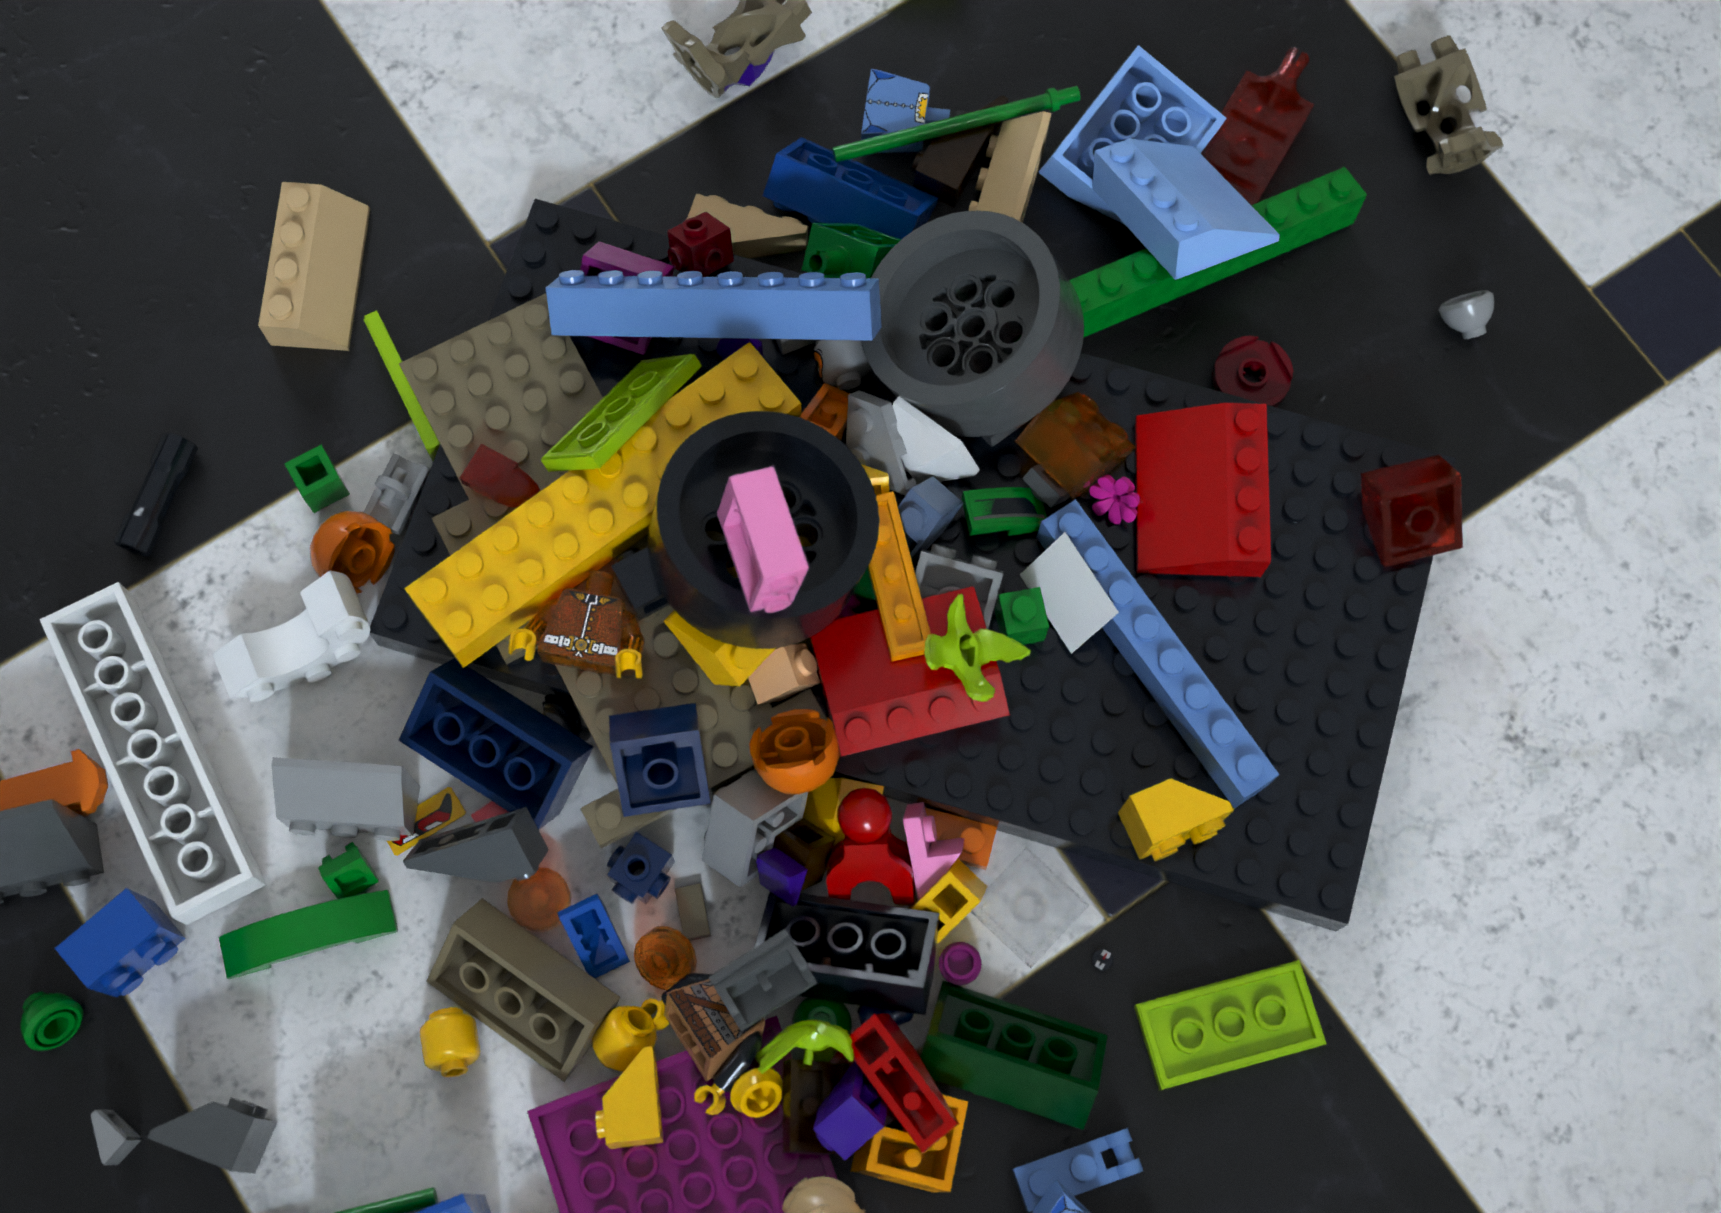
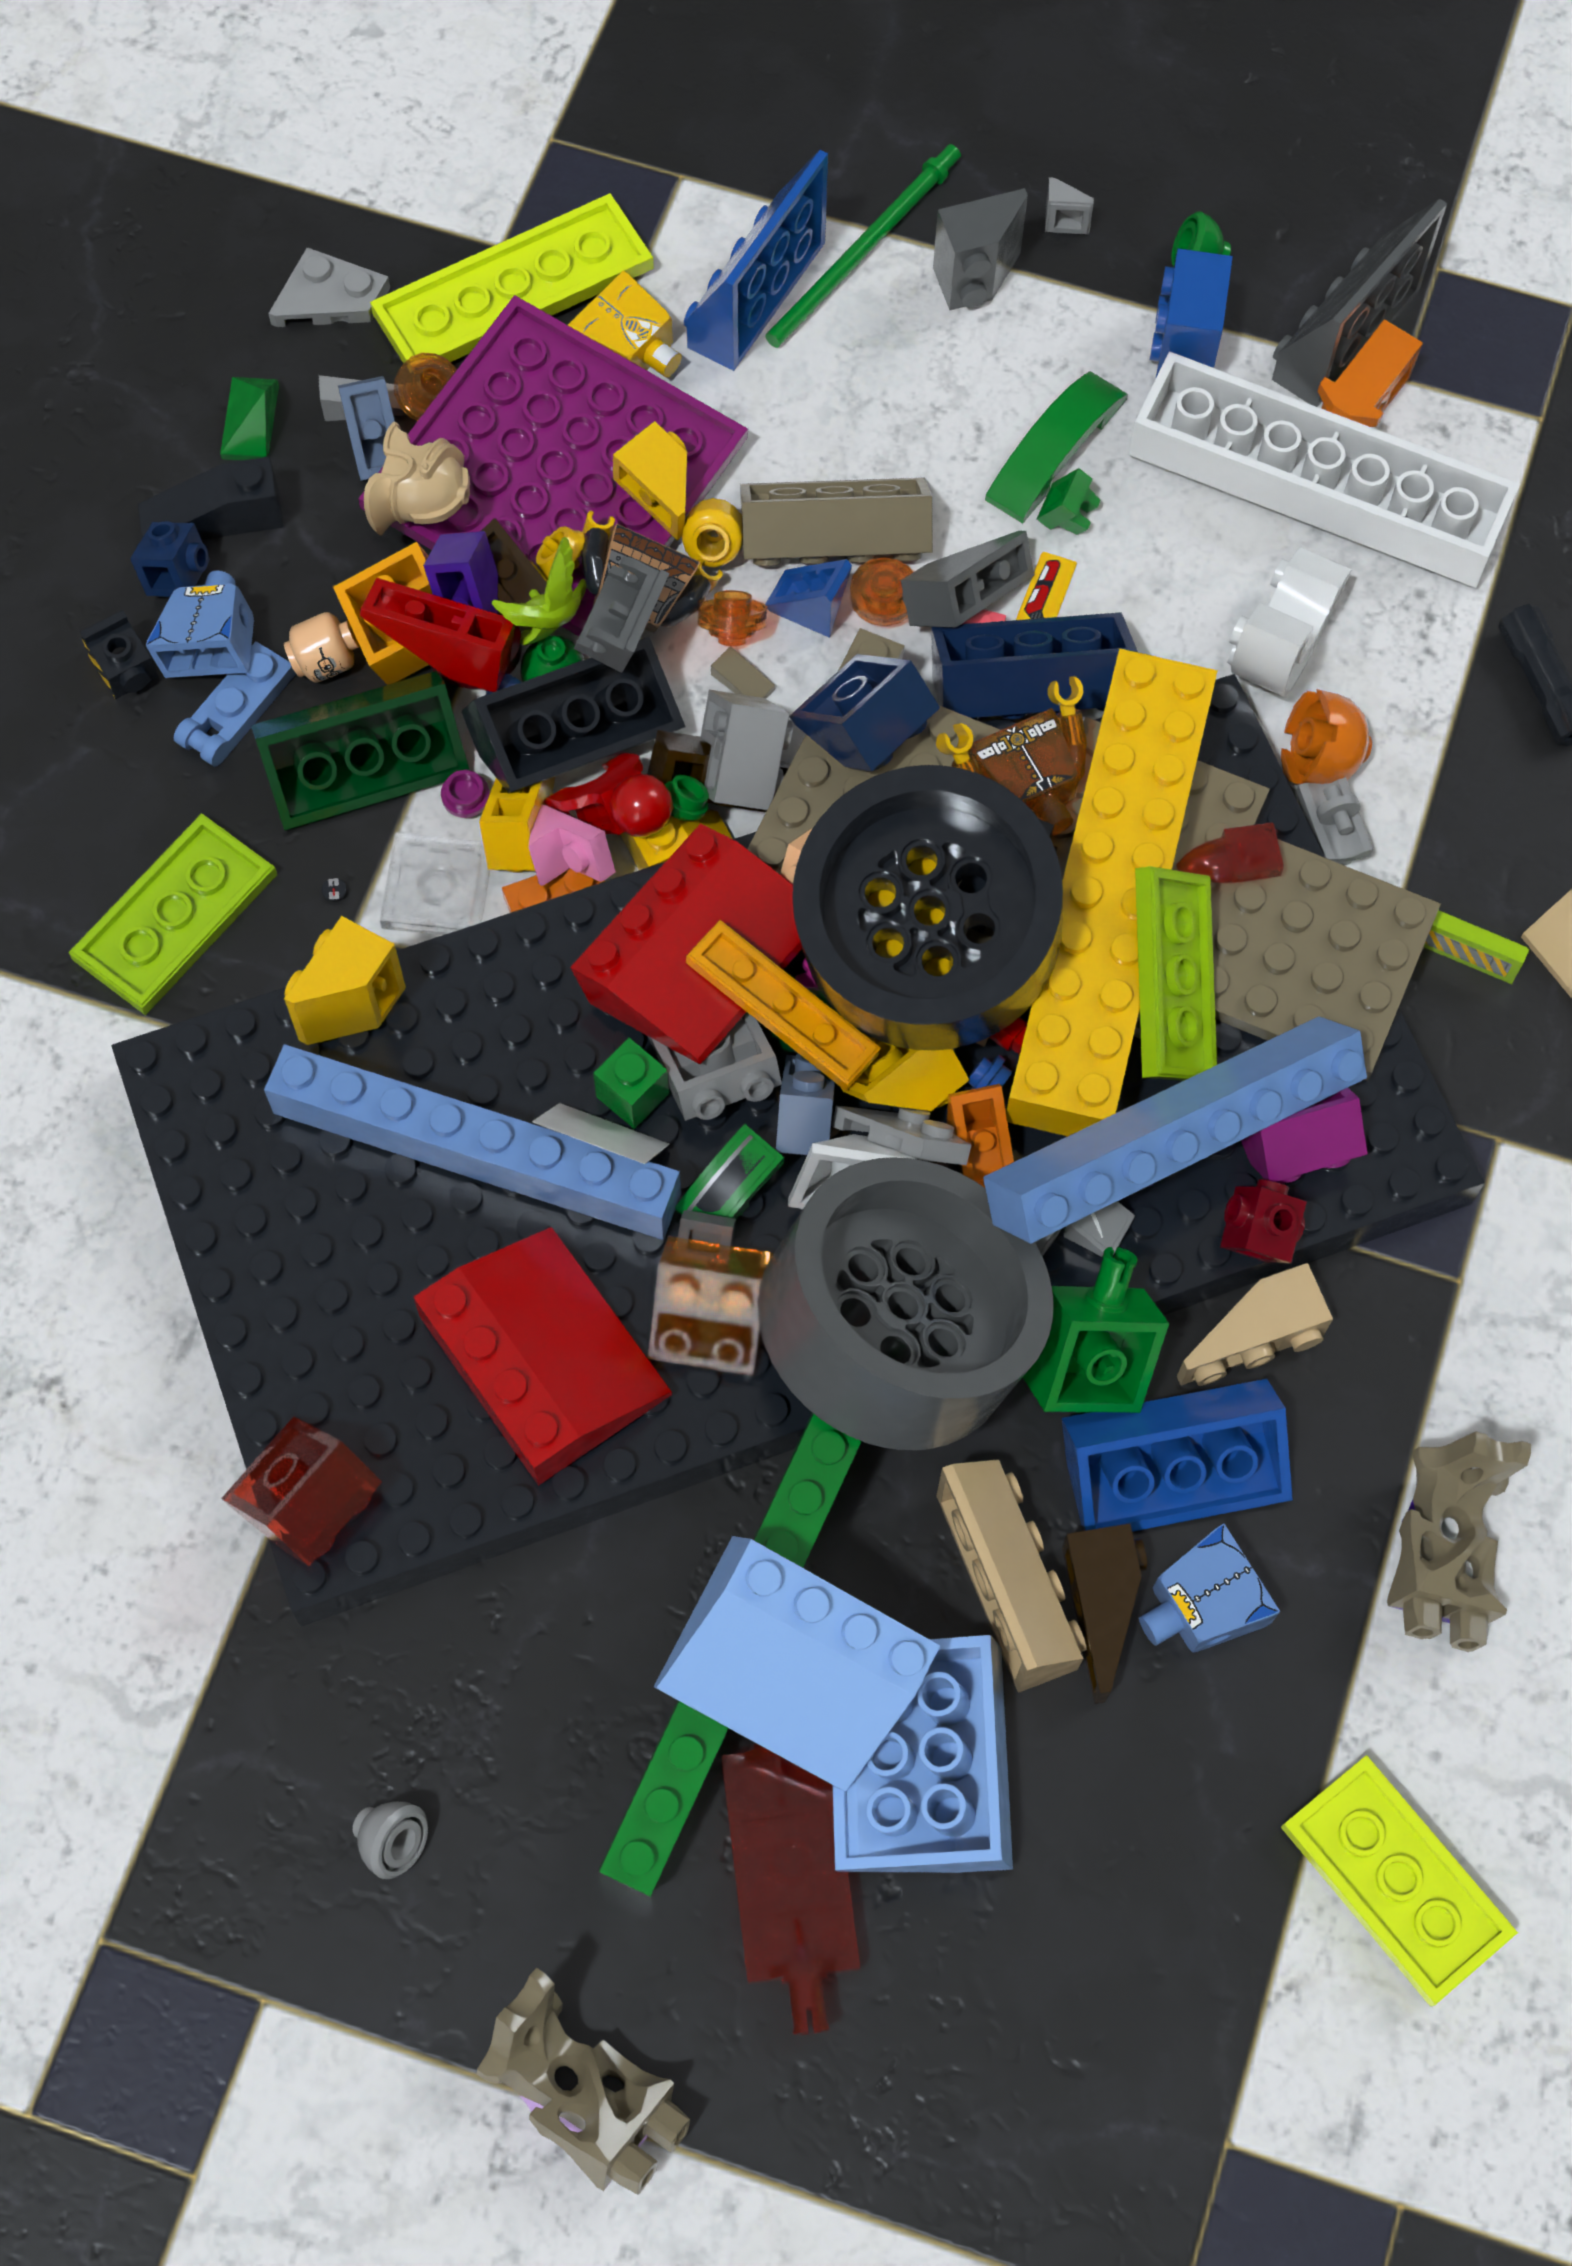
camera: 145 degrees right, 5 degrees down
(317, 479) = (1417, 778): green brick -> none
(344, 798) = (1122, 546): light grey slope -> none
(449, 1041) = (859, 439): yellow head -> none
(636, 855) = (811, 660): dark blue brick -> none
(762, 540) = (899, 821): bright pink window -> none
(781, 875) = (682, 725): dark purple slope -> none
(795, 751) = (746, 791): orange cylinder -> none
(821, 813) = (688, 798): none -> green plate
(968, 651) = (653, 971): lime animal -> none
(986, 1164) = (321, 647): none -> light nougat head
(1050, 100) = (1049, 1720): green bar -> none
(1116, 498) = (625, 1281): dark pink plant -> none
(1258, 356) = (597, 1606): dark red plate -> none

